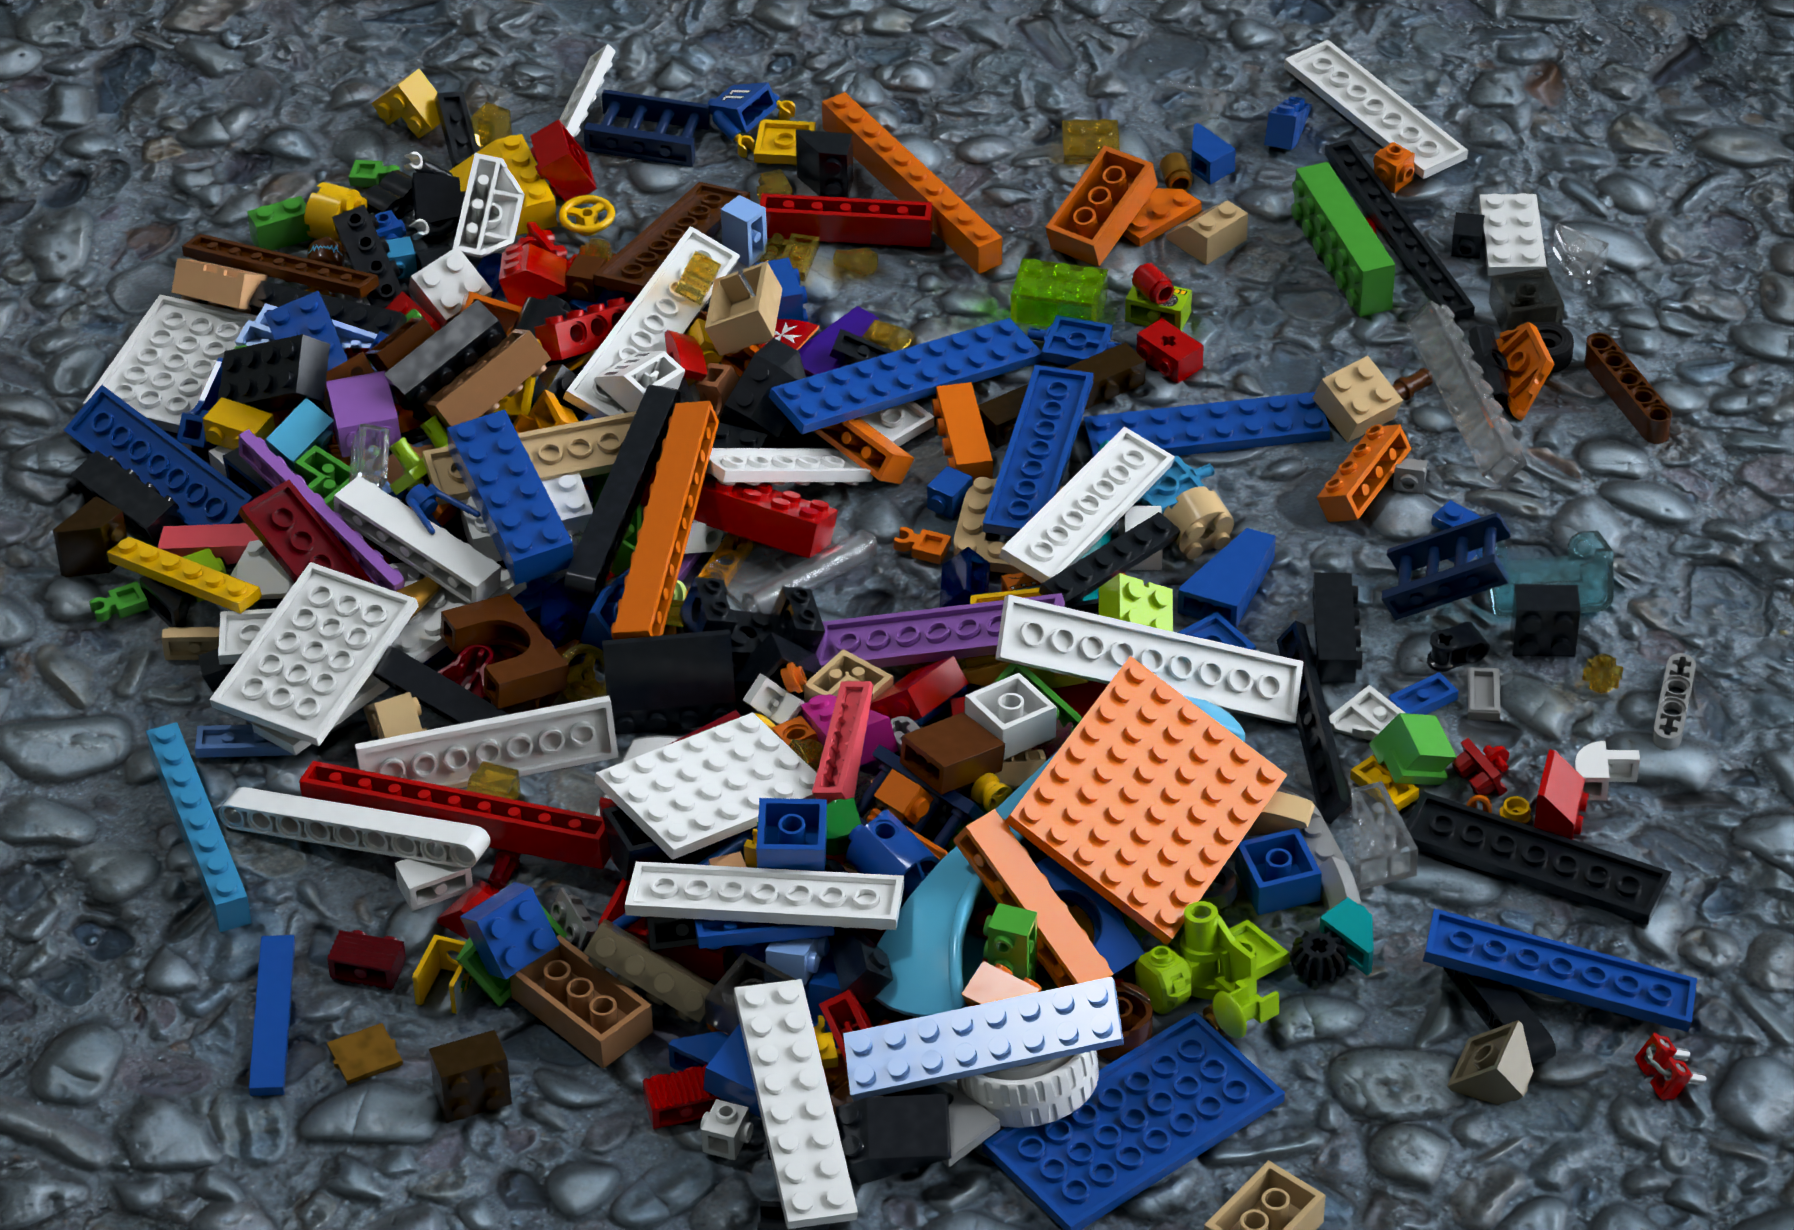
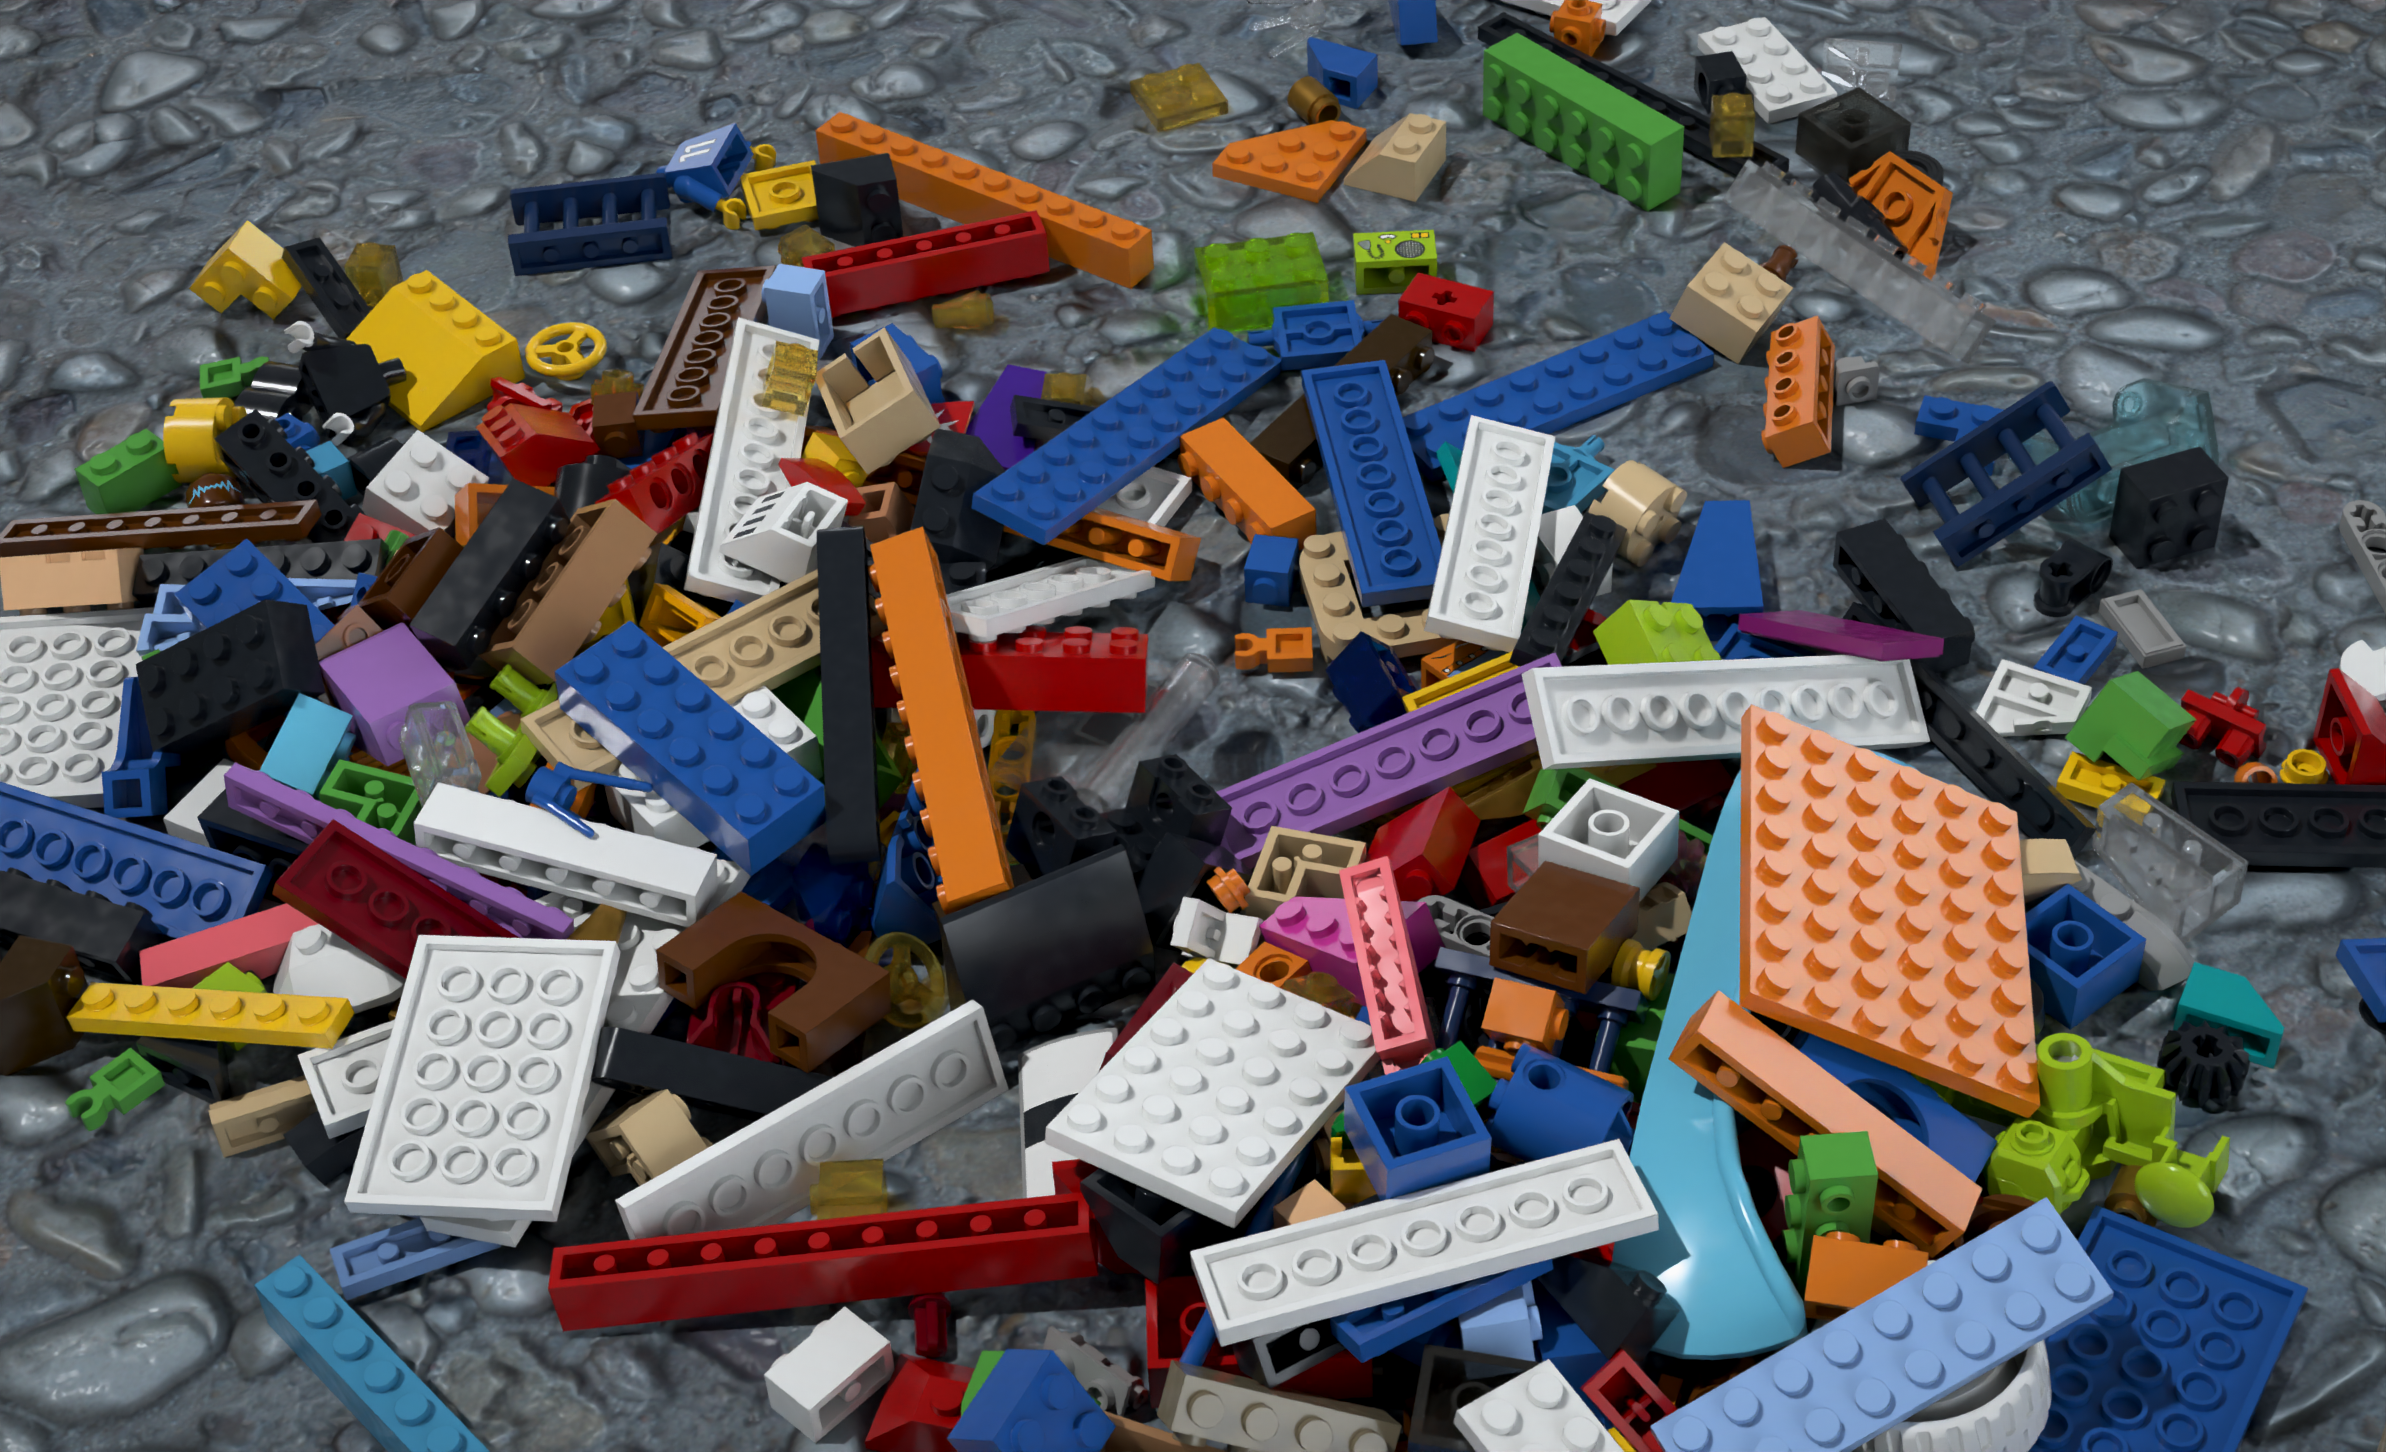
camera: 20 degrees left, 0 degrees up
(232, 418) = (192, 766): yellow brick -> none
(355, 827) = (671, 1336): white beam -> none
(489, 208) = (429, 372): white wedge -> none
(562, 162) = (500, 290): red brick -> none
(585, 90) = (480, 220): white plate -> none
(799, 248) = (873, 315): clear yellow plate -> none
(1101, 206) = (1256, 160): orange brick -> none
(1153, 283) = (1387, 231): red brick -> none
(1268, 638) = (1841, 635): none -> magenta tile
(1441, 271) = (1732, 125): none -> clear yellow brick
(1602, 673) = (2278, 555): clear yellow gear -> none
(1628, 388) = (2041, 203): reddish brown beam -> none

